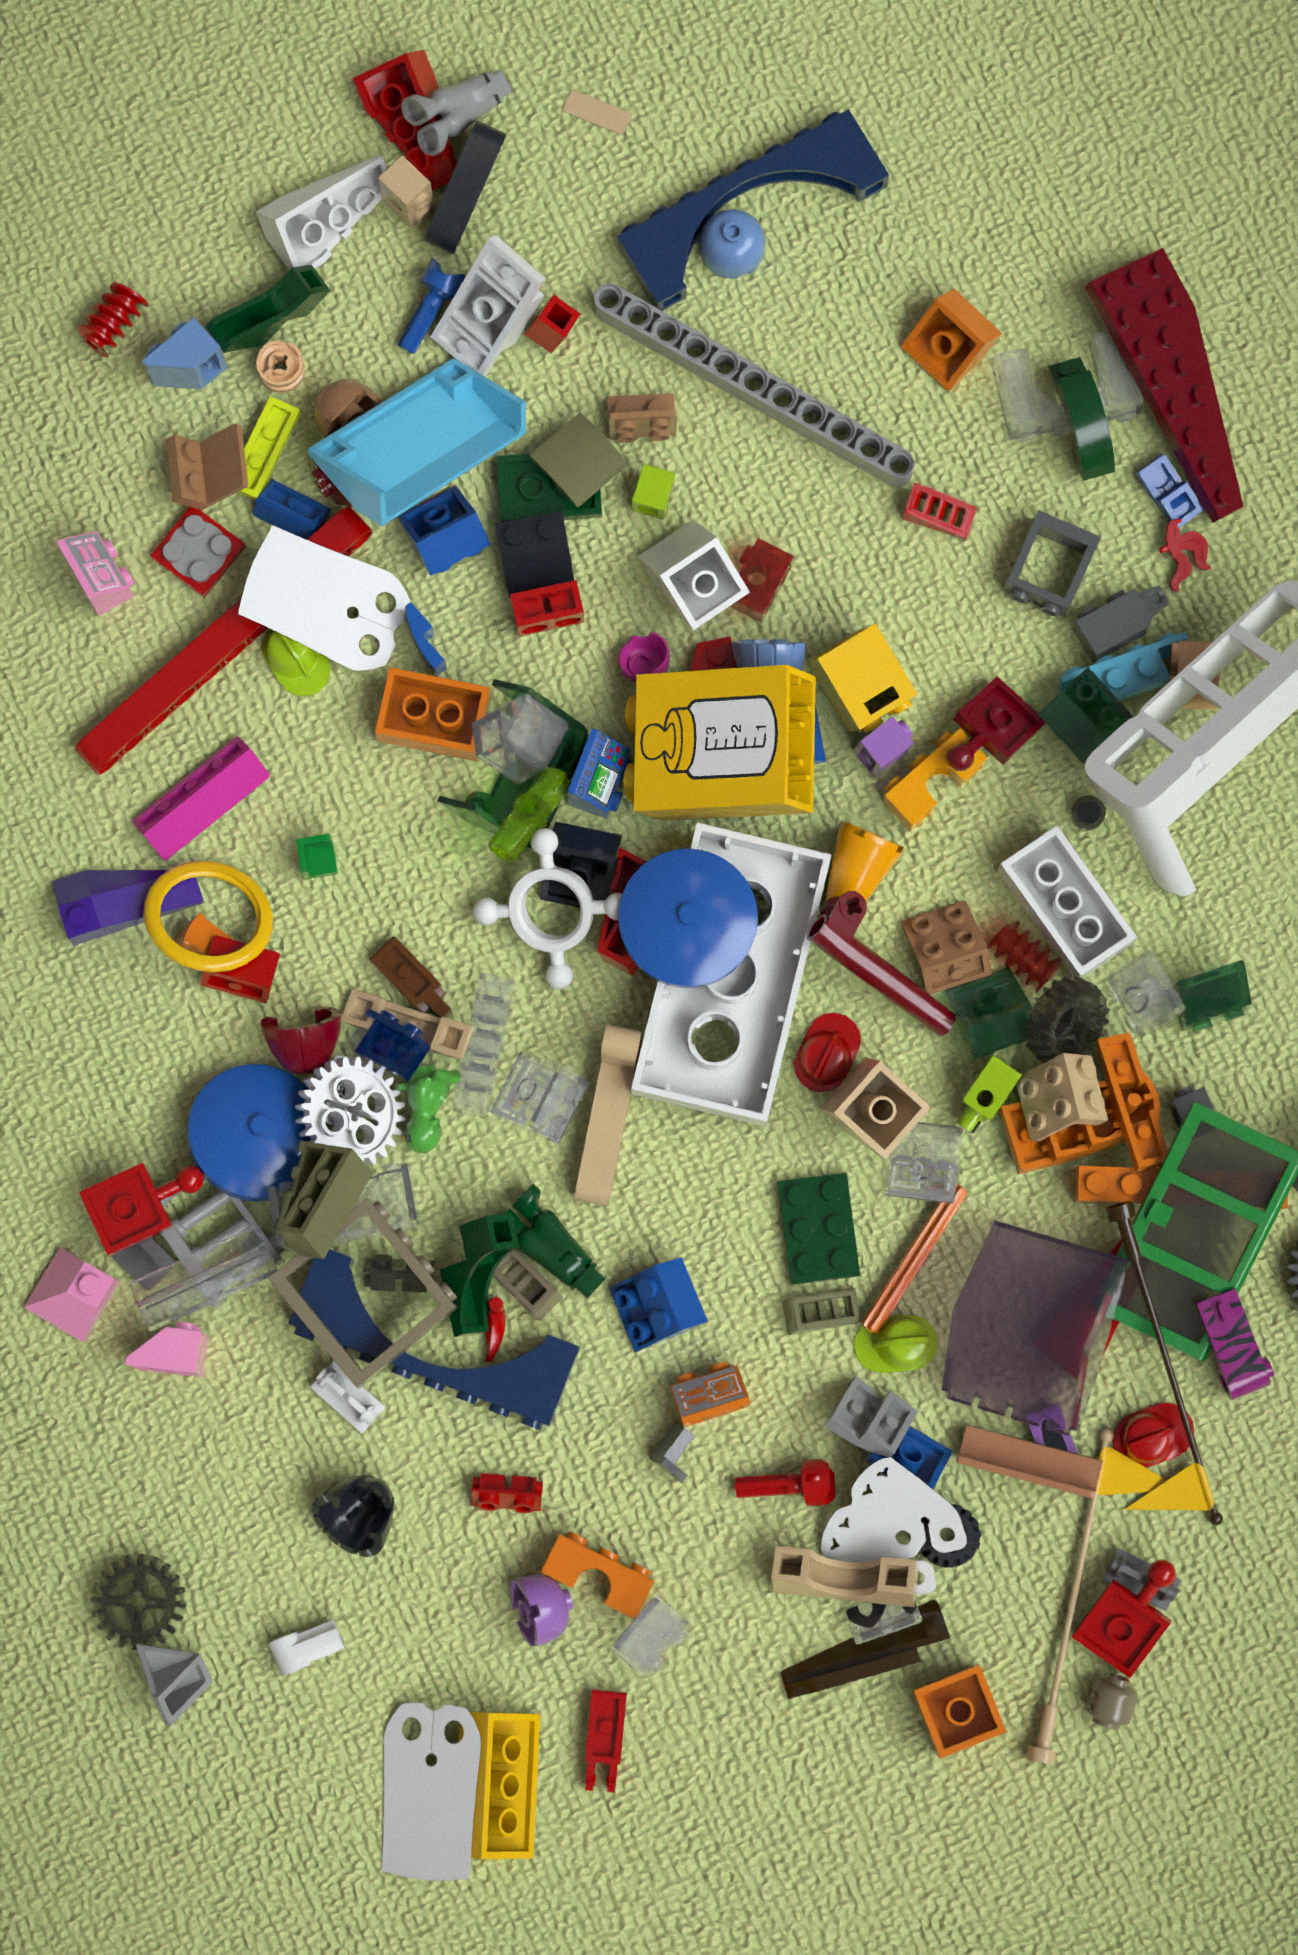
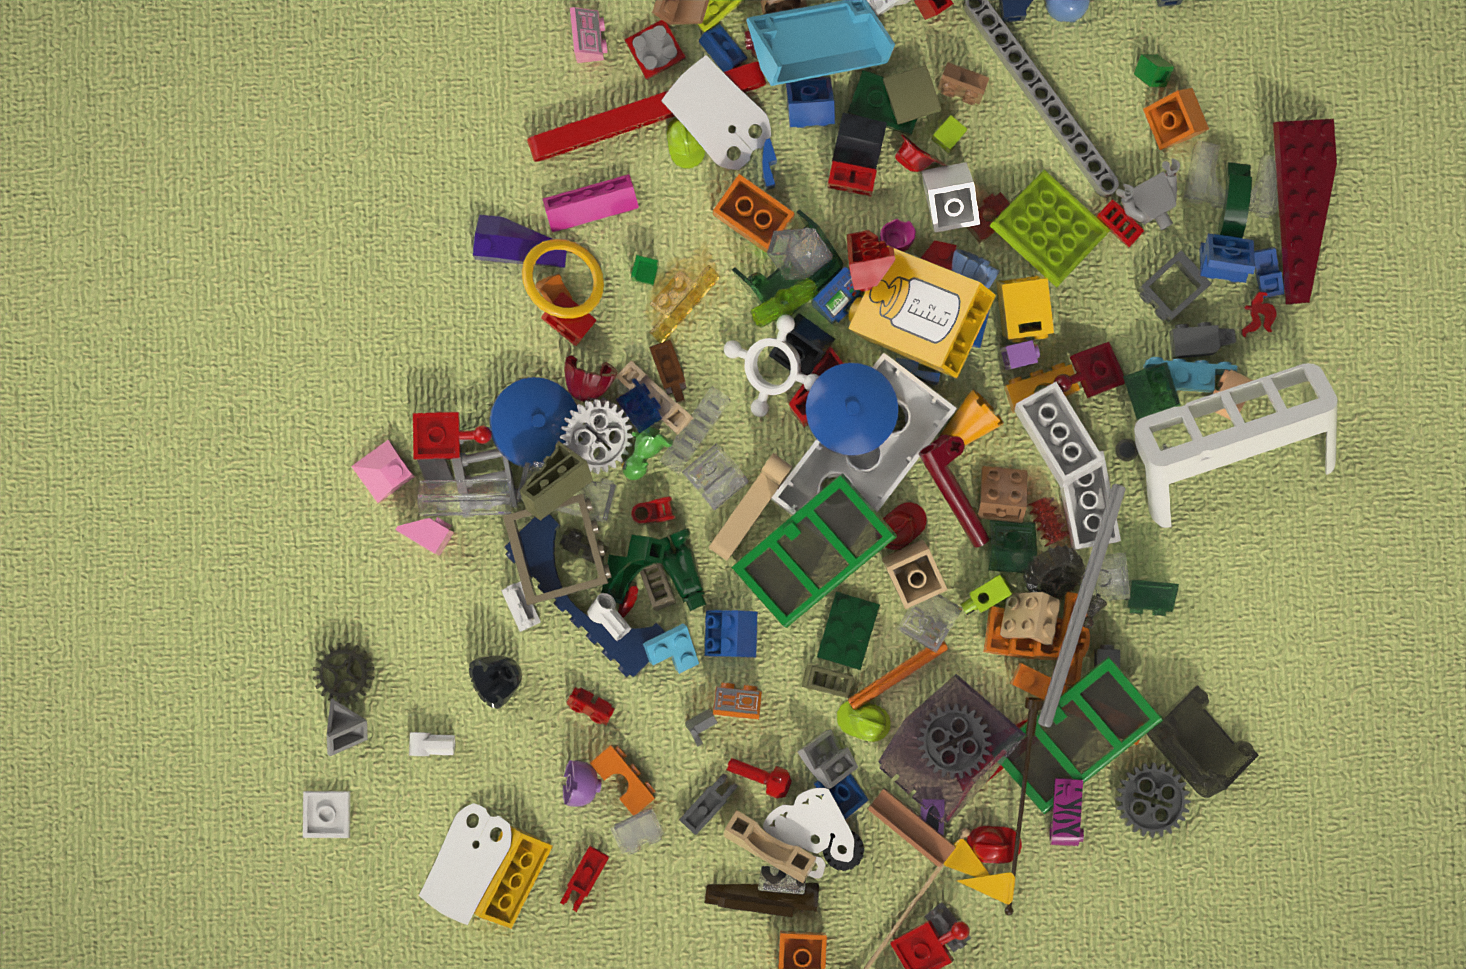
camera: 25 degrees right, 5 degrees up
(200, 1813) = (326, 814): none -> white tile
(381, 876) = (679, 299): none -> clear yellow bracket
(468, 1352) = (604, 612): none -> white piece
(477, 1182) = (655, 511): none -> red piece
(584, 1353) = (674, 644): none -> medium azure plate
(619, 544) = (913, 157): none -> red piece
(620, 704) = (868, 259): none -> red wedge
(723, 1136) = (814, 551): none -> door
(731, 1561) = (706, 806): none -> dark grey hinge
(774, 831) = (912, 367): none -> blue slope
(847, 557) = (1050, 228): none -> lime tile
(891, 288) = (1153, 70): none -> green panel
(968, 456) = (1153, 197): none -> light grey torso
(987, 829) = (1058, 434): none -> white brick
(1059, 1334) = (946, 722): none -> dark grey gear
(1105, 492) = (1227, 258): none -> blue bracket
(1124, 1049) = (1081, 605): none -> light grey axle
(1141, 1042) = (1095, 606): none -> clear smoke piece

